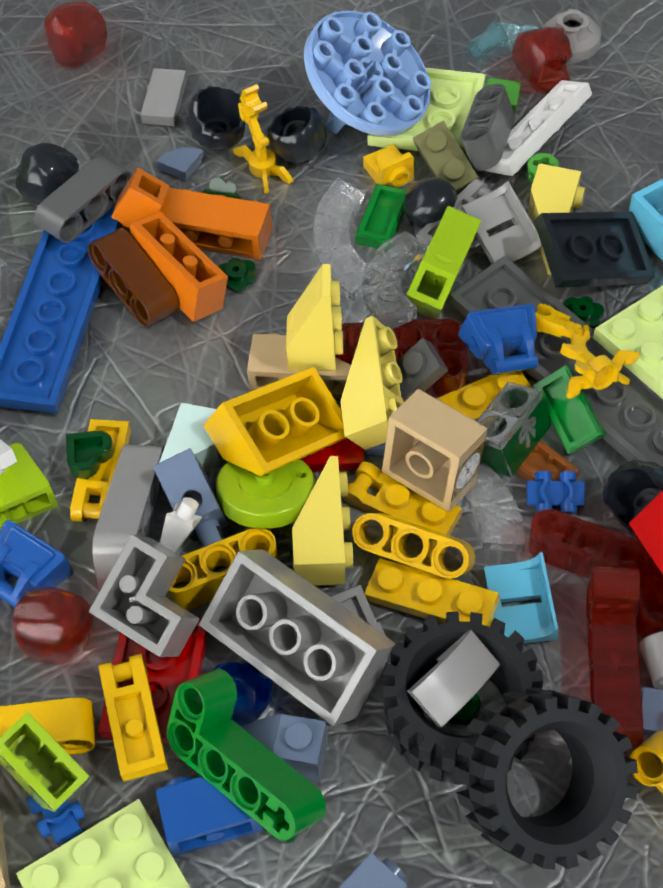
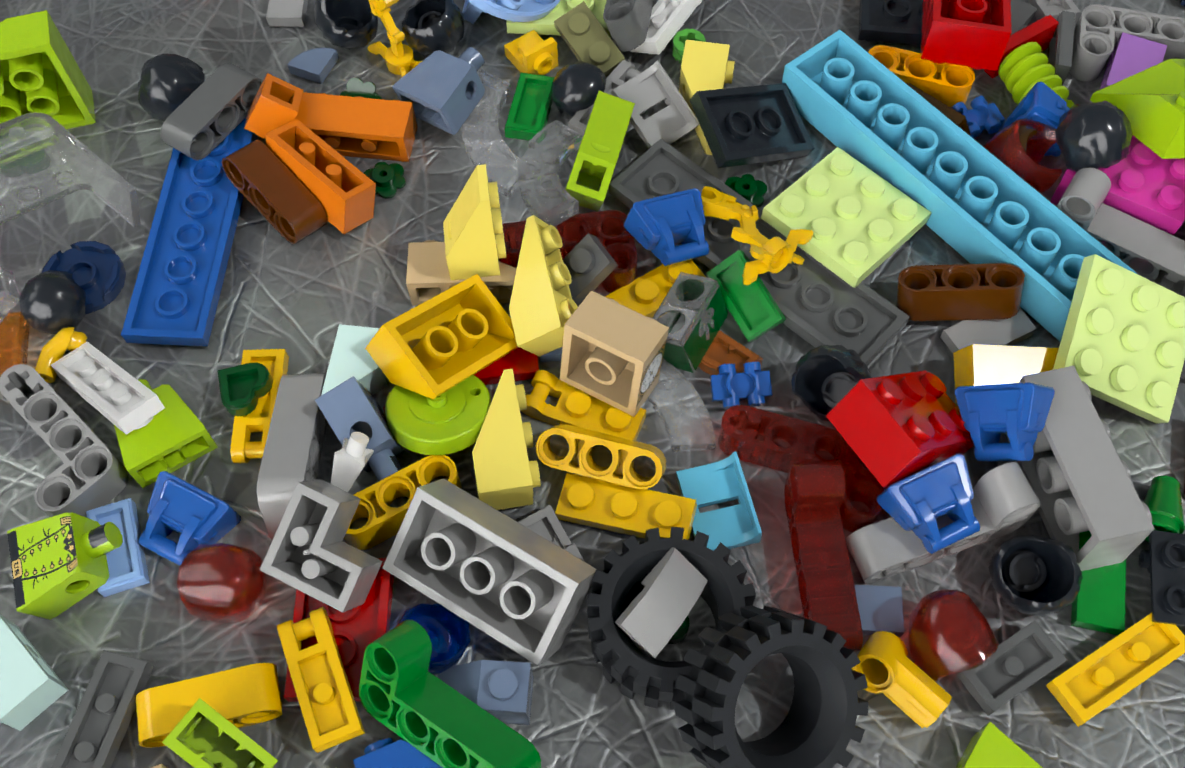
camera: 10 degrees left, 5 degrees up
(301, 193) = (443, 88): none -> sand blue torso

